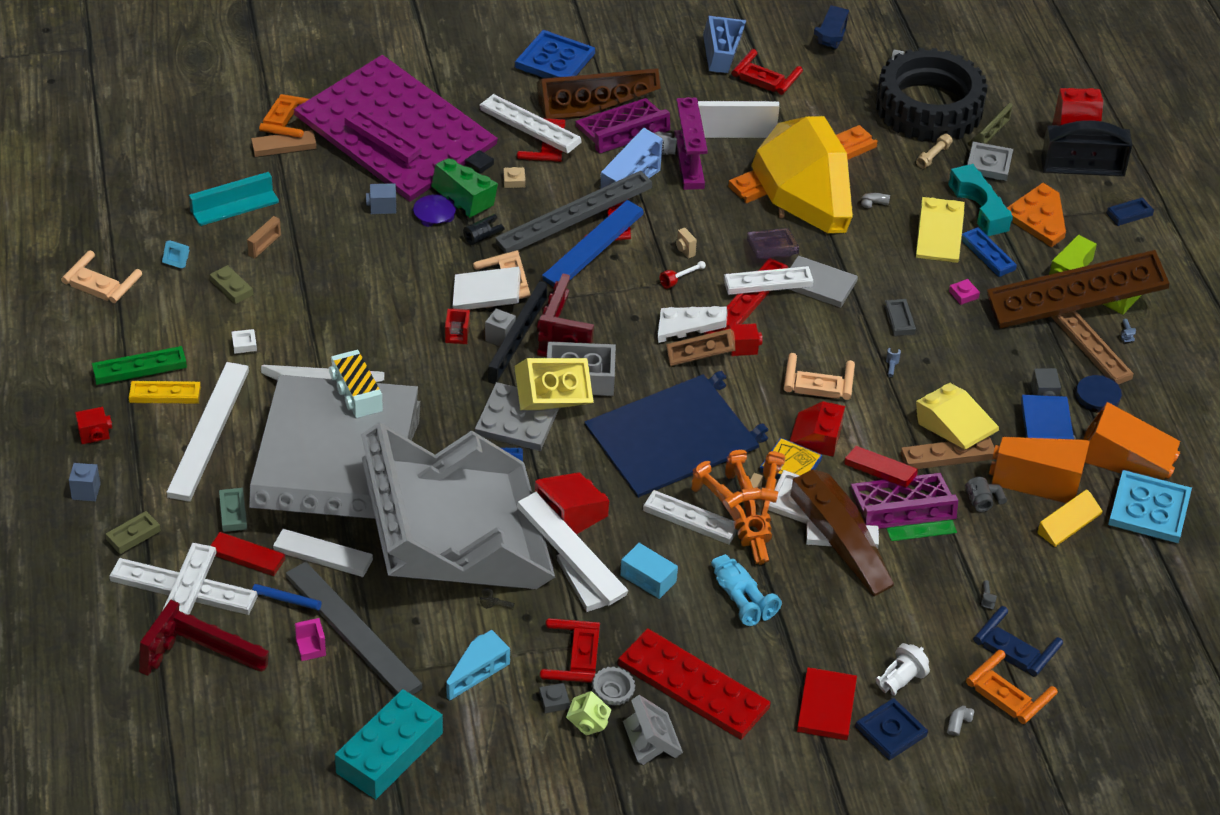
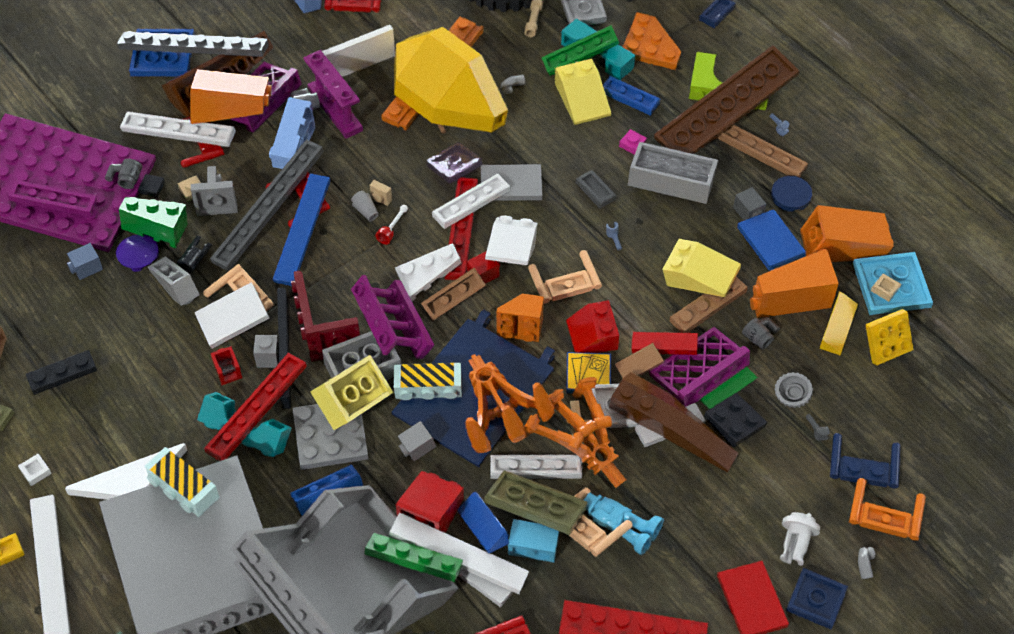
camera: 25 degrees left, 10 degrees up
(311, 277) = (61, 372): none -> black plate
(429, 359) = (268, 437): none -> teal arch
(452, 244) = (174, 280): none -> light grey slope
(460, 139) = (128, 173): none -> dark grey piece
(463, 362) = (255, 407): none -> red tile
(528, 186) = (214, 196): none -> light grey bracket
(528, 531) = (413, 557): none -> green plate
(586, 57) = (193, 44): none -> dark grey plate
(587, 107) = (227, 96): none -> orange slope
(590, 451) = (416, 441): none -> light grey brick
(609, 537) = (483, 523): none -> blue slope
(631, 406) = (427, 381): none -> brick
(645, 339) = (404, 311): none -> magenta fence
(665, 245) = (365, 205): none -> light grey cone
(669, 539) = (536, 502): none -> olive tile
(674, 448) = (487, 381): none -> orange piece
(701, 580) = (592, 536): none -> light nougat plate
(752, 389) = (521, 318): none -> orange slope
(784, 323) = (512, 240): none -> white slope
(847, 471) = (640, 362): none -> medium nougat tile
(908, 555) = (735, 419): none -> black plate
(962, 191) = (581, 49): none -> green plate
(983, 552) = (793, 390): none -> light grey hat
(984, 328) = (672, 172): none -> light grey brick
(1101, 534) = (883, 338): none -> yellow plate
(1137, 504) = (885, 287): none -> tan tile

